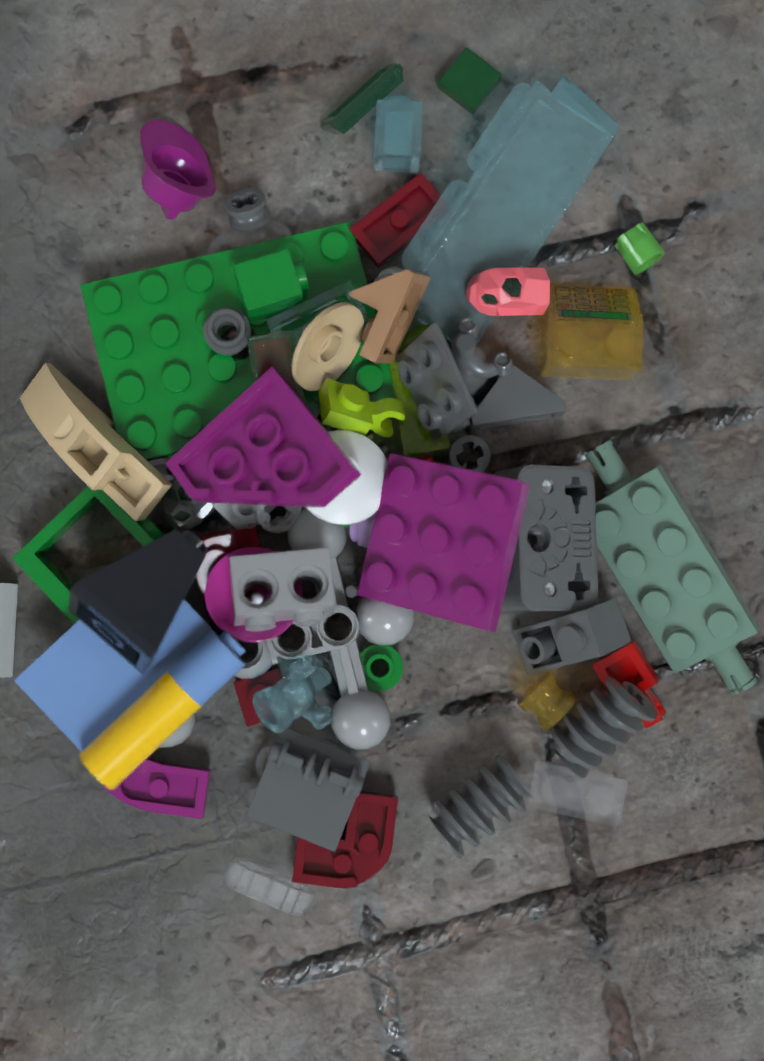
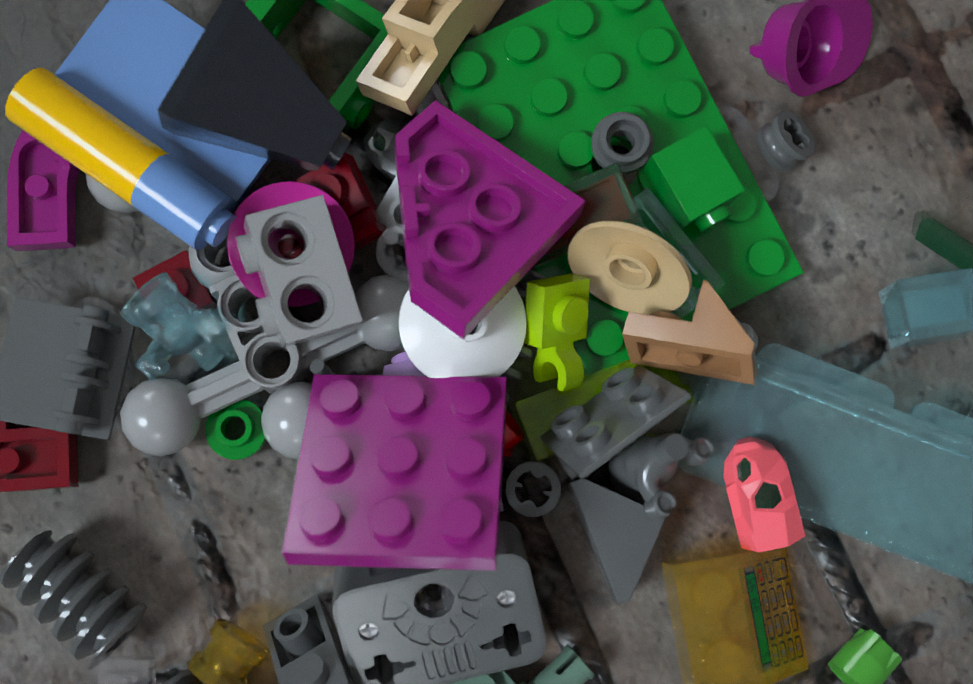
camera: 80 degrees right, 5 degrees down
(395, 221) = (817, 327): dark red plate -> none

